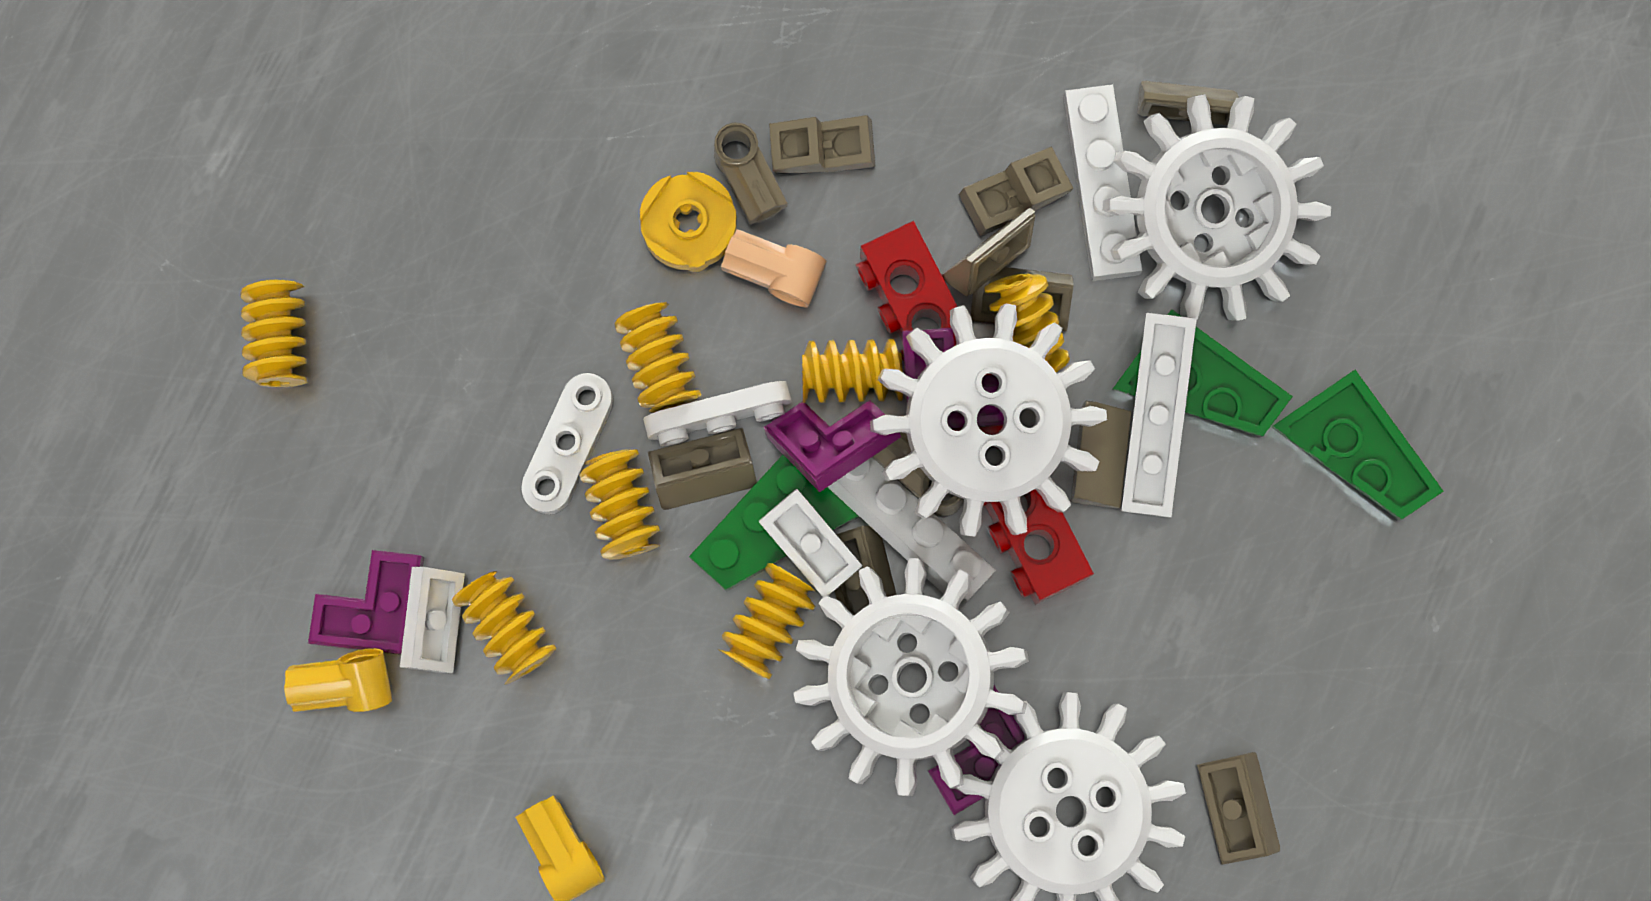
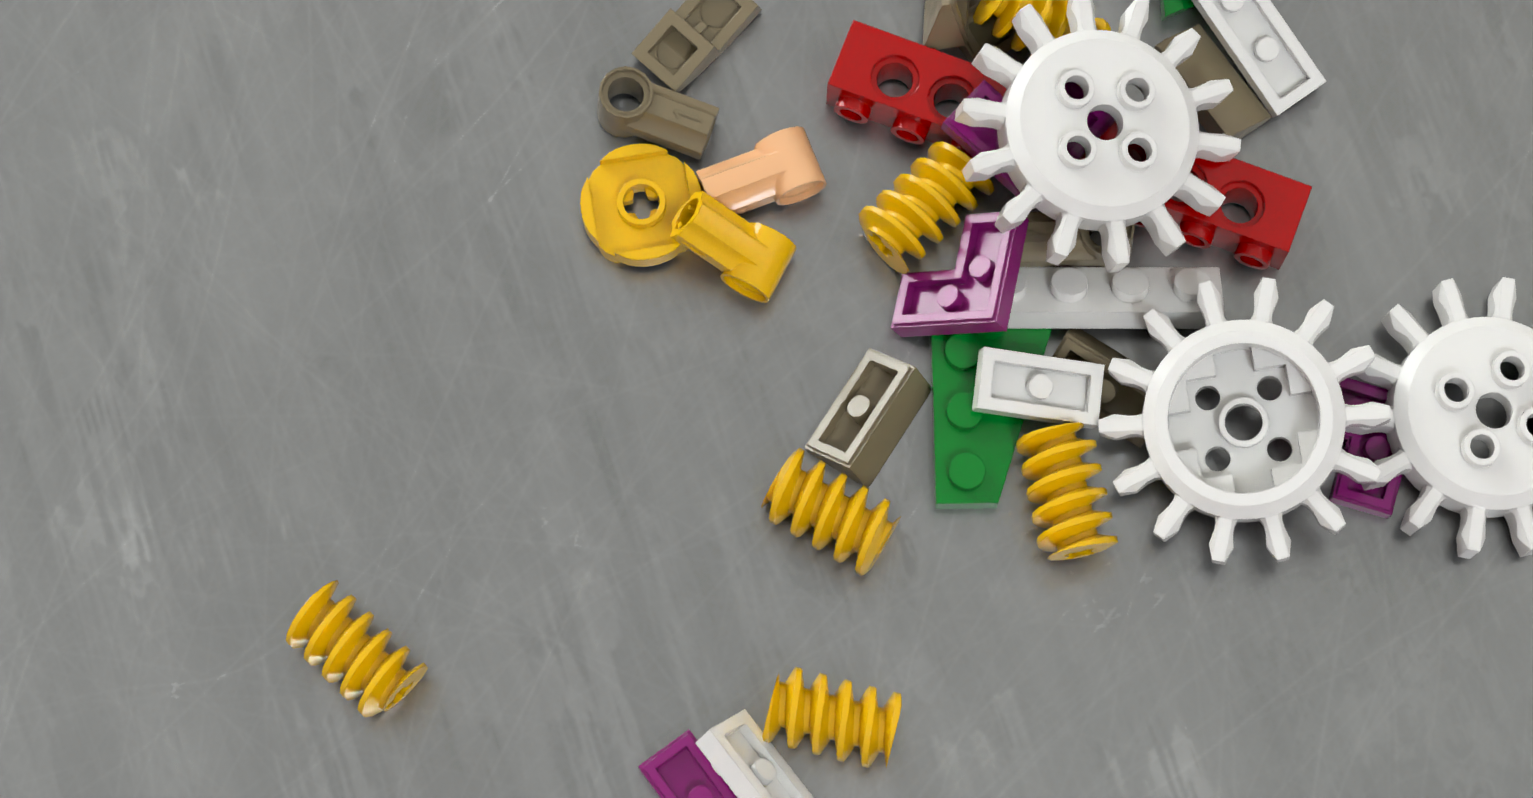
camera: 45 degrees left, 5 degrees down
(564, 466) = (724, 532): white plate -> none
(654, 357) = (736, 352): yellow piece -> none
(717, 412) = (838, 351): white plate -> none
(718, 303) = (745, 252): none -> yellow piece

